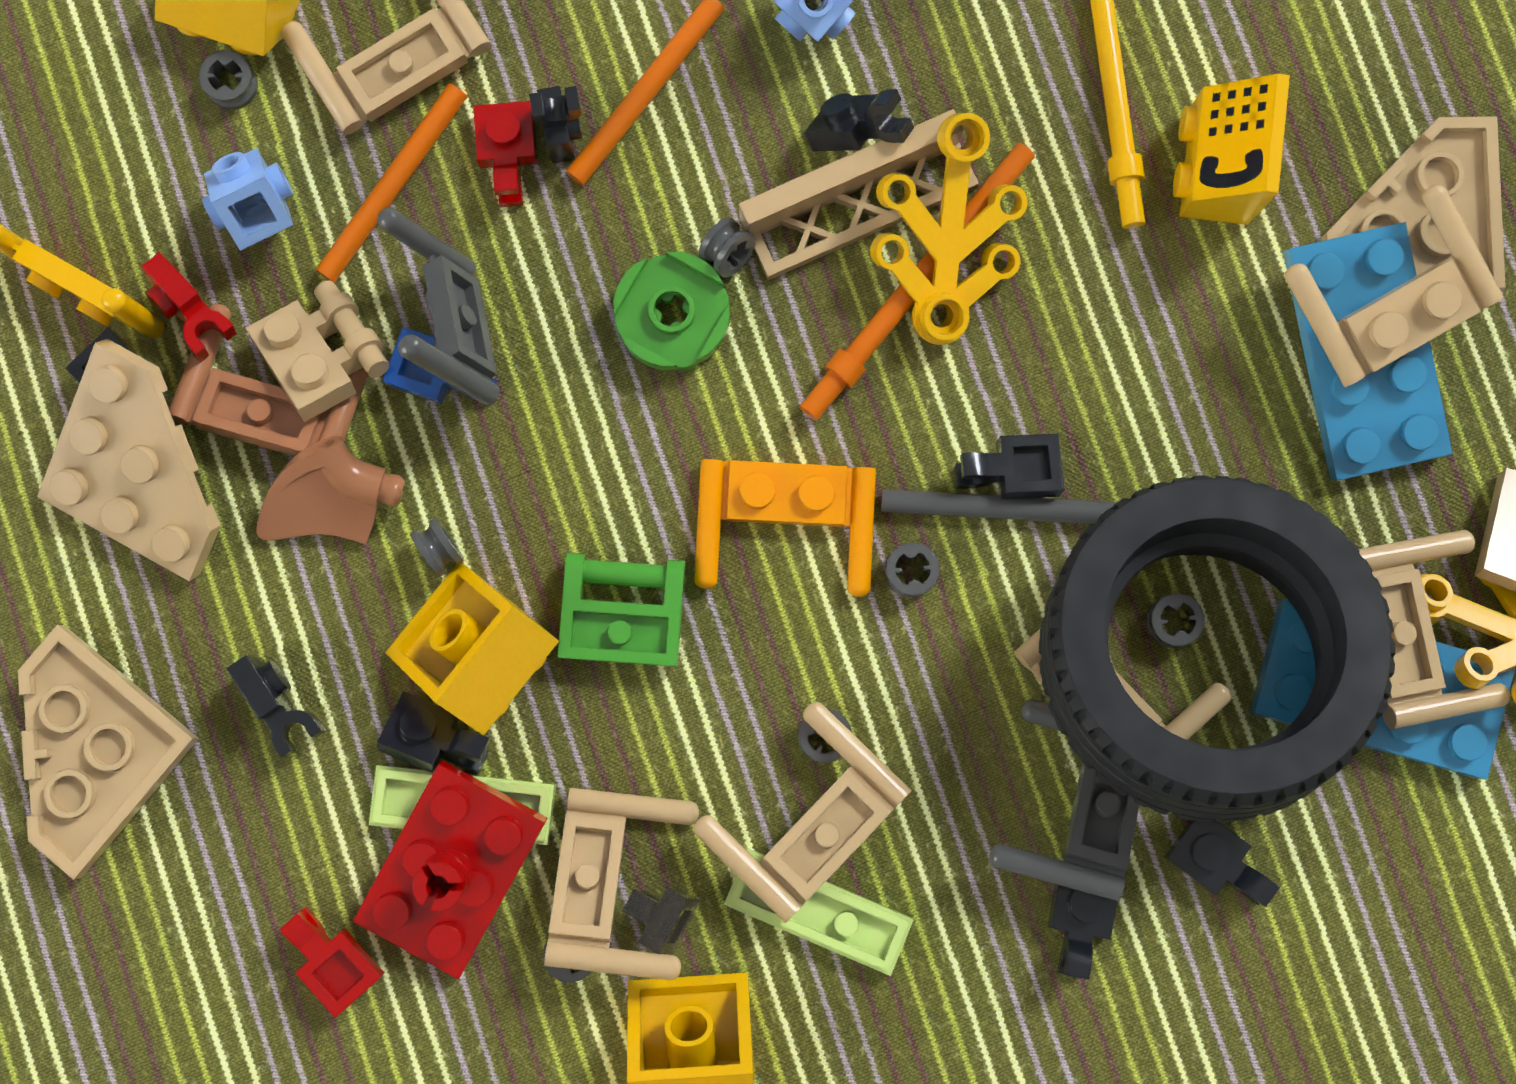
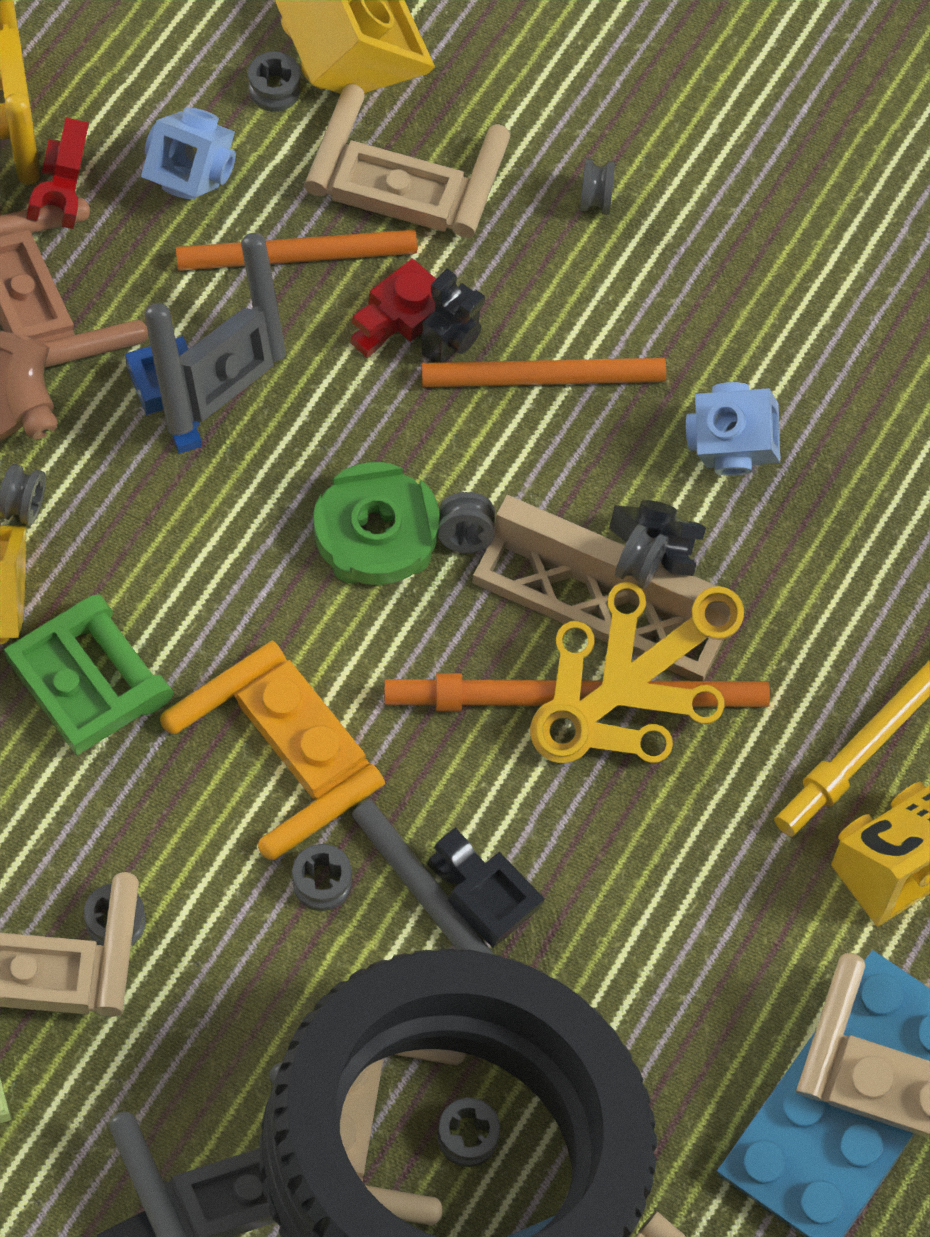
camera: 45 degrees right, 20 degrees down
(302, 359) = (91, 286): tan plate -> none
(878, 152) = (641, 556): none -> dark grey bush

